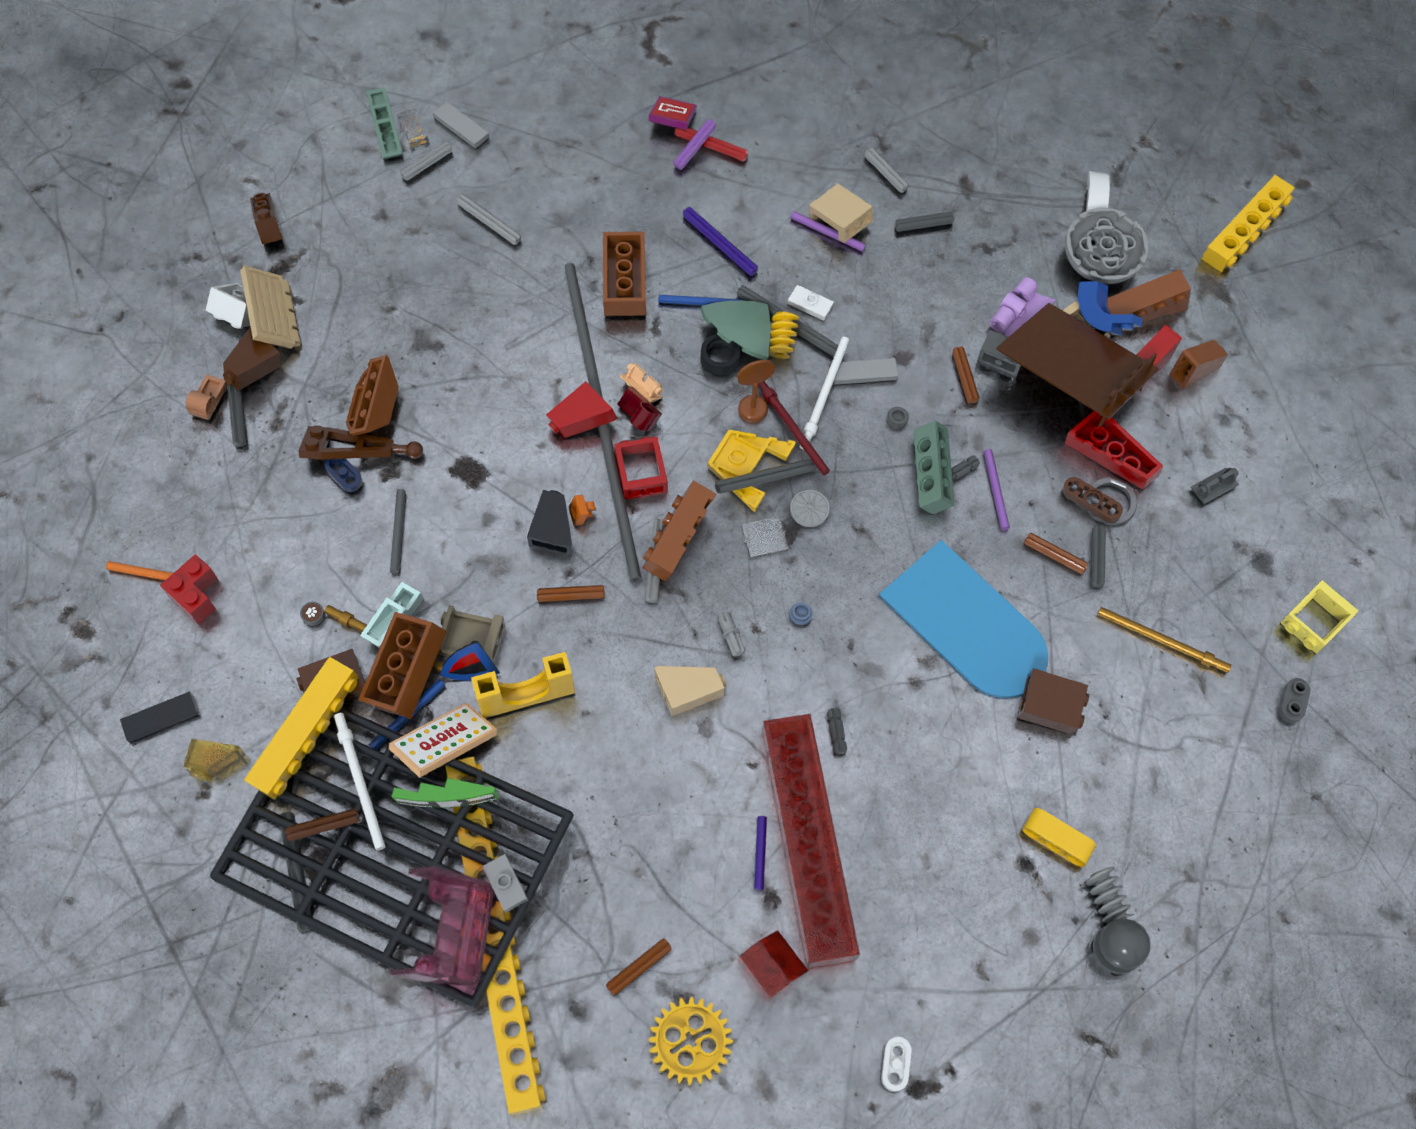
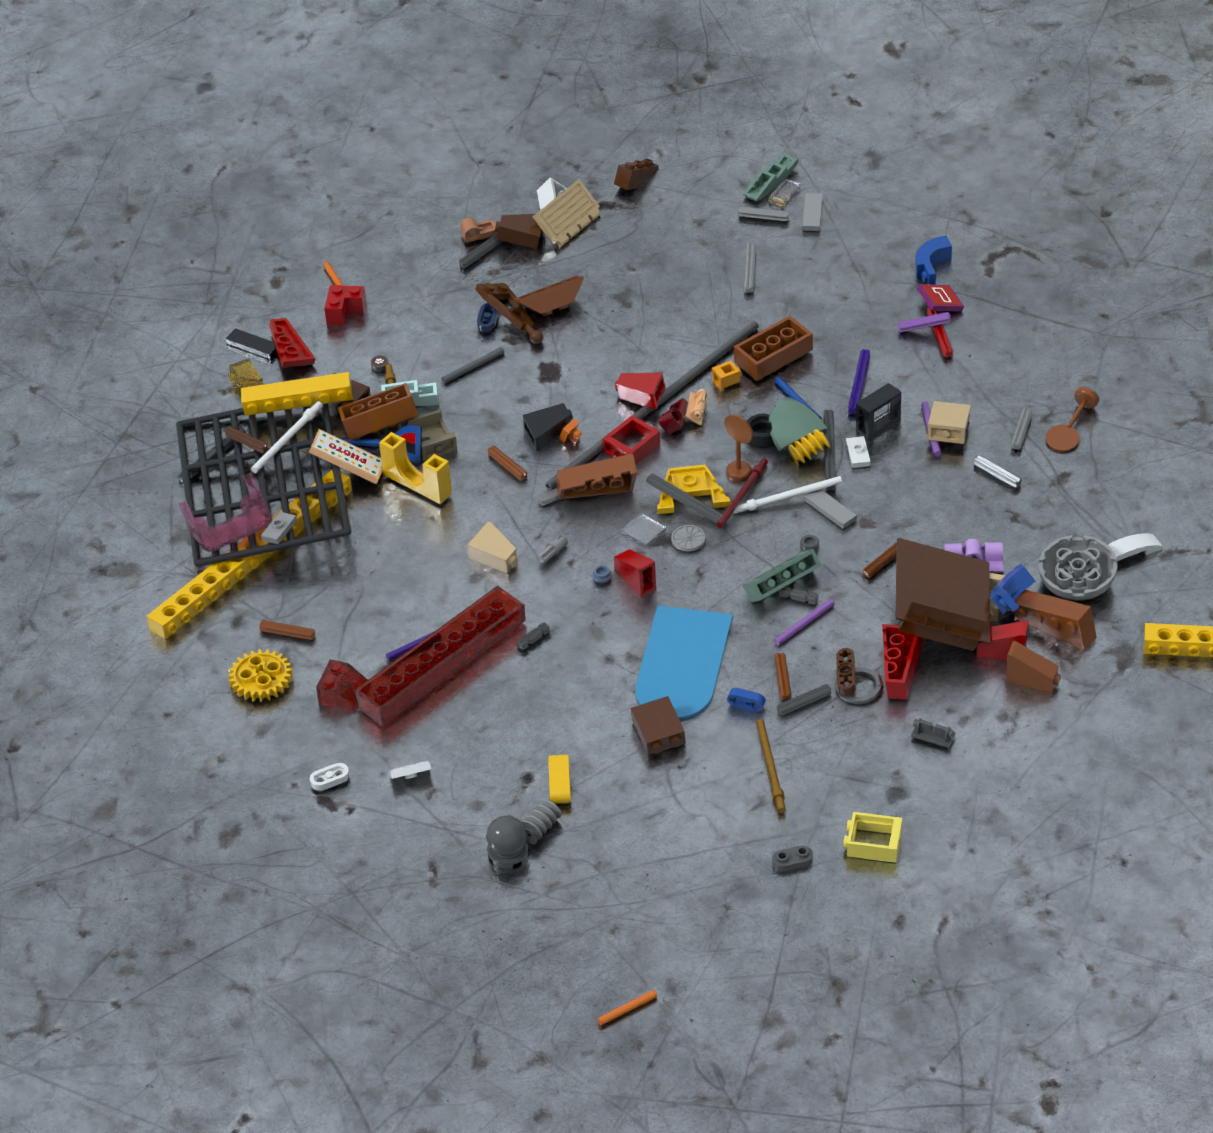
camera: 60 degrees right, 20 degrees down
(206, 683) = (289, 345): none -> red wing
(454, 794) = (310, 472): bright green slope -> none
(613, 92) = (930, 253): none -> blue arch
(621, 333) = (726, 375): none -> light orange brick
(785, 252) = (878, 411): none -> black window
(827, 581) = (636, 571): none -> red slope
(918, 149) = (1065, 437): none -> dark orange piece
(946, 975) = (410, 770): none -> white plate
(1068, 603) = (746, 699): none -> blue beam
(1401, 975) = (627, 1007): none -> orange bar

